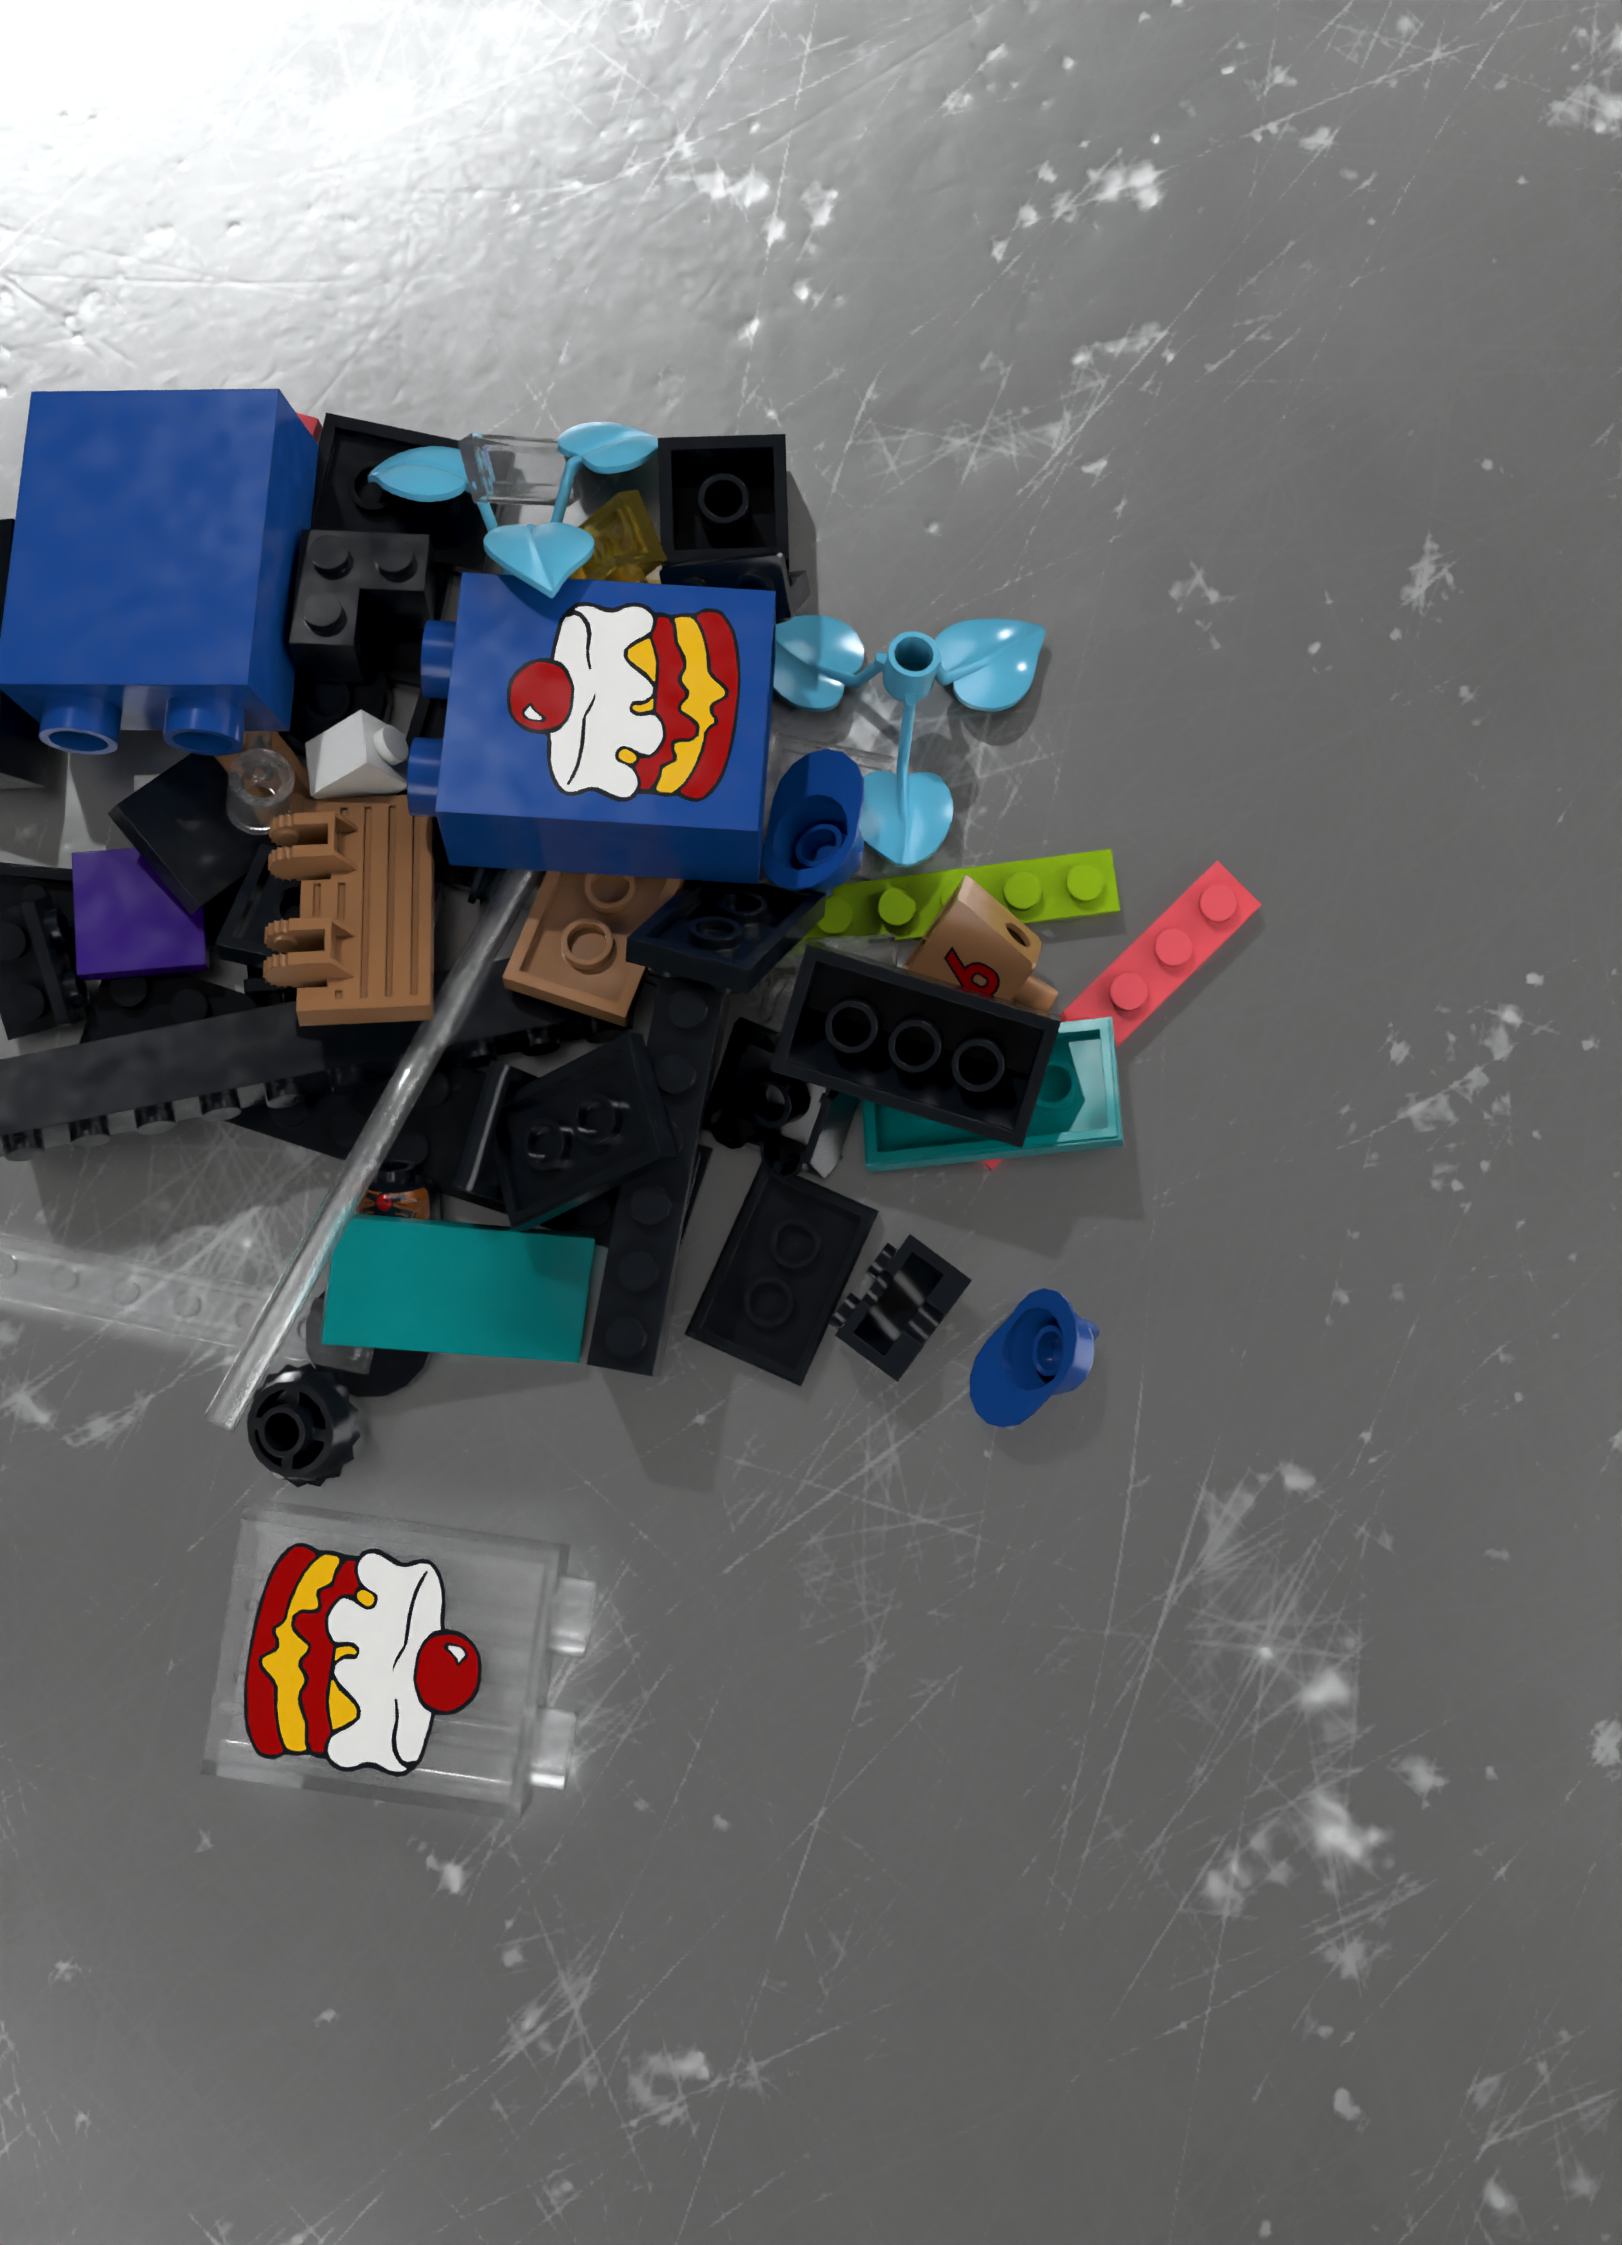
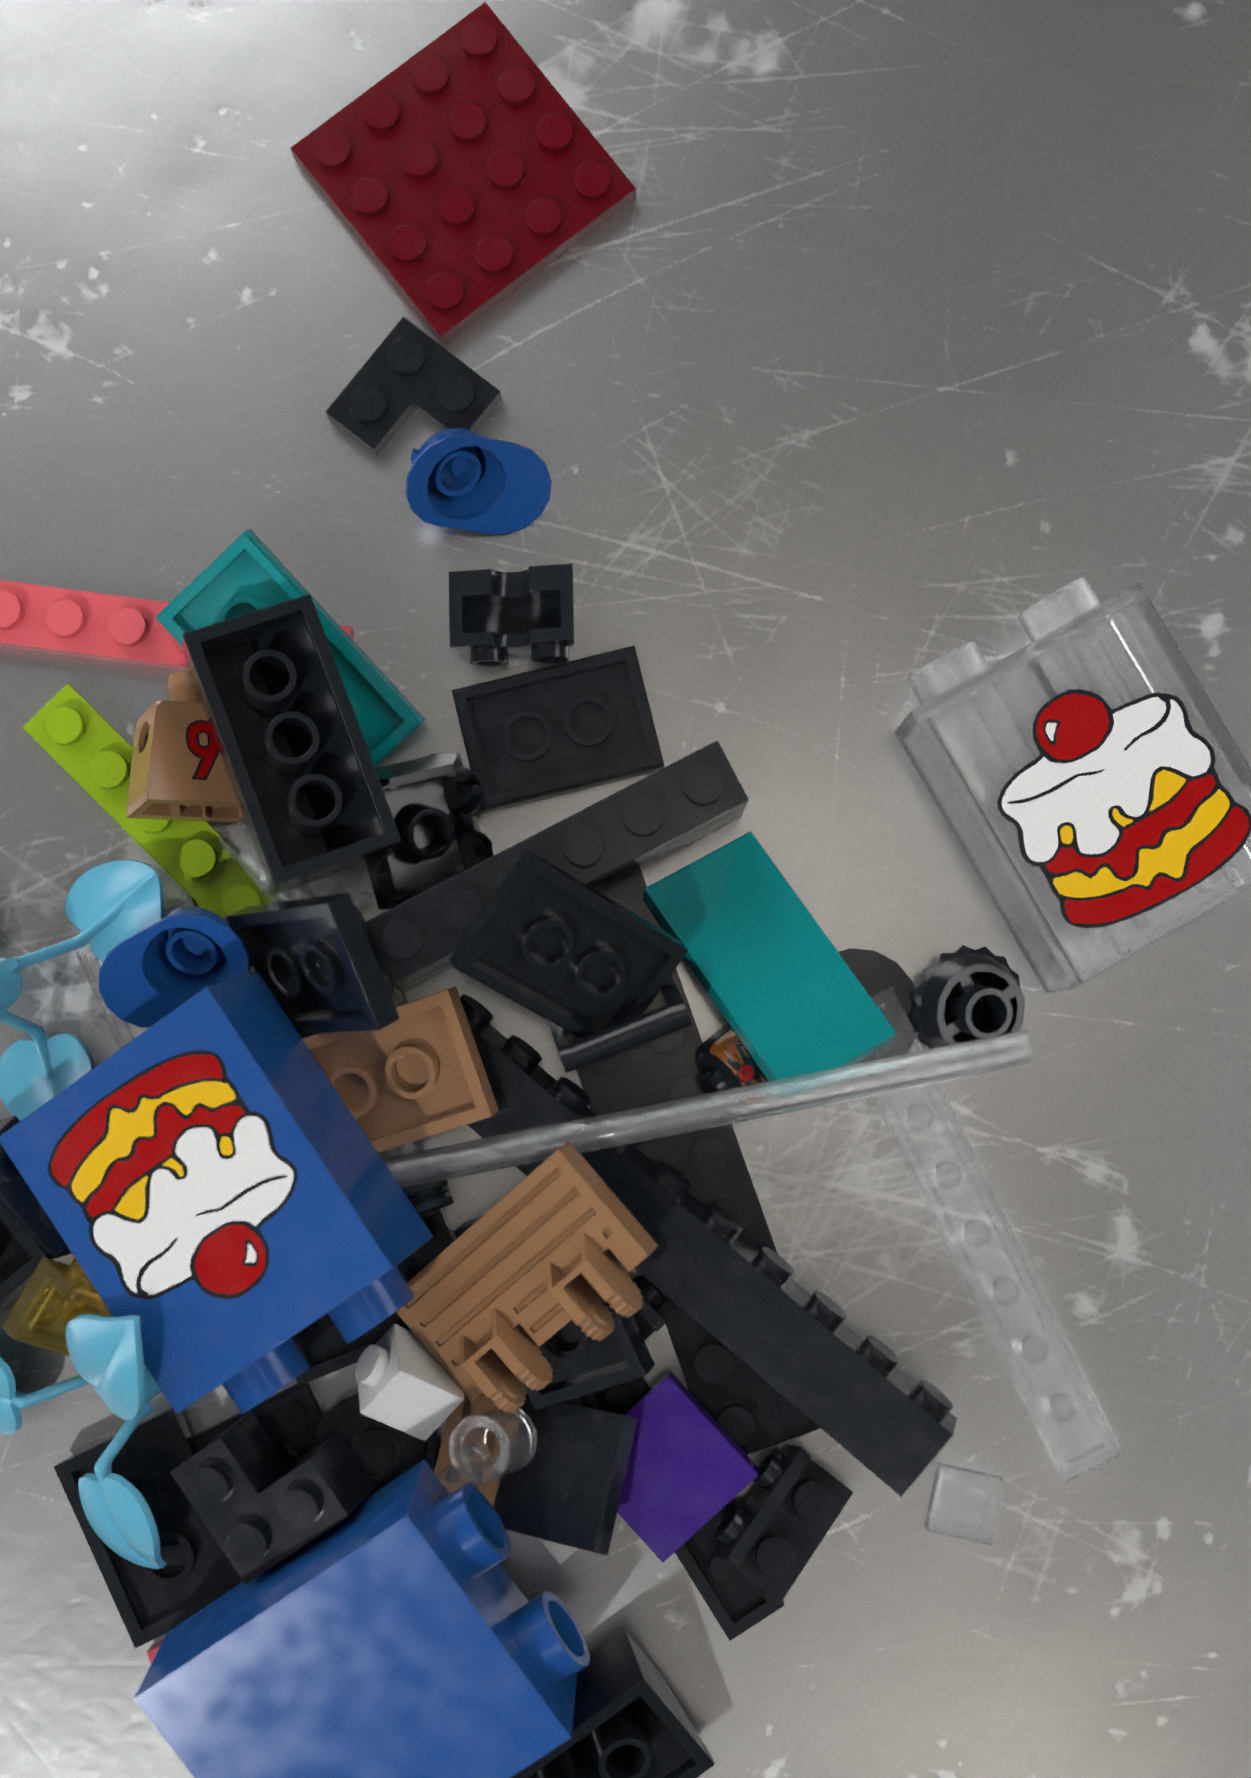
camera: 125 degrees left, 0 degrees up
(514, 469) = (63, 1448): clear tile -> none
(1171, 1371) = (408, 375): none -> black plate
(1308, 1555) = (464, 173): none -> dark red plate

